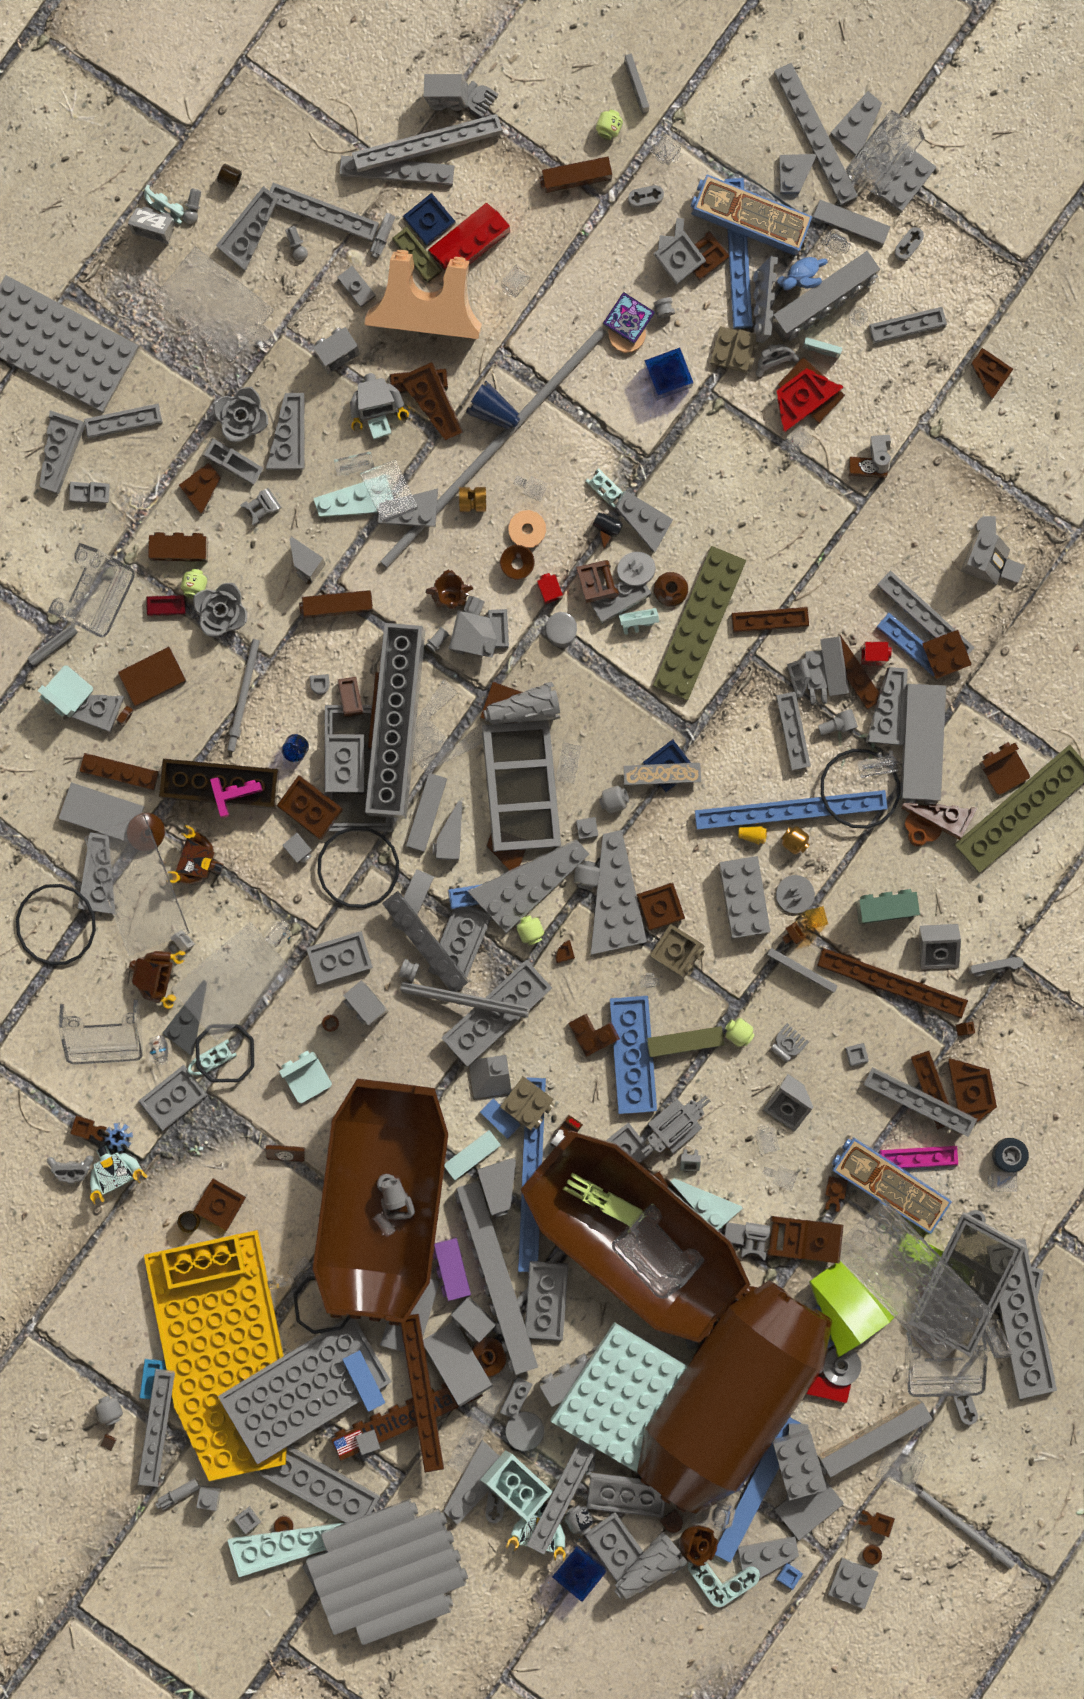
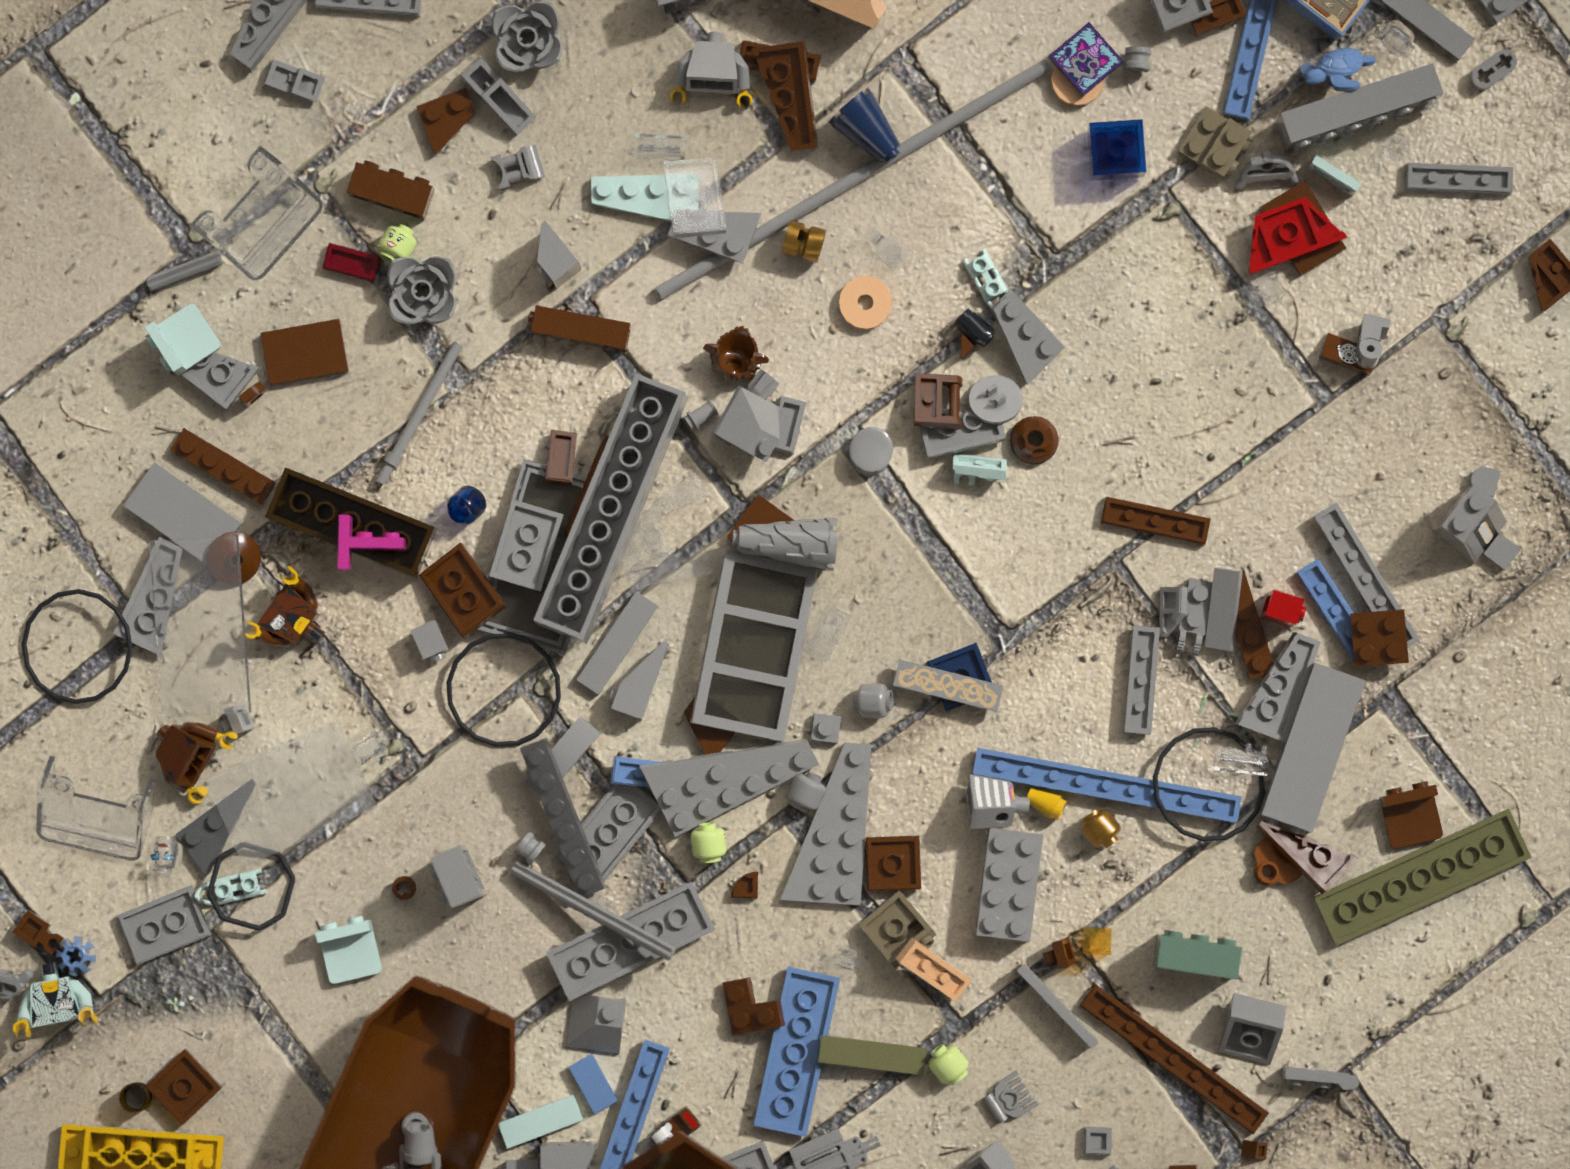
camera: 20 degrees right, 0 degrees up
(285, 1153) = (292, 1044): reddish brown slope -> none
(289, 438) = (581, 91): light grey wing -> none
(319, 683) = (525, 428): light grey tile -> none
(339, 957) = (442, 803): light grey plate -> none
(379, 427) = (708, 107): light aqua plate -> none
(517, 552) = (838, 329): reddish brown piece -> none
(527, 1103) = (635, 1075): dark tan plate -> none
(549, 588) = (871, 391): red brick -> none
(699, 623) = (1059, 497): olive plate -> none
(710, 970) = (933, 969): none -> light nougat plate
(716, 844) = (992, 803): none -> light grey torso
(764, 299) = (1282, 63): light grey wing -> none
(795, 894) = (1079, 900): light grey piece -> none
(842, 722) = (1212, 688): light grey pin -> none

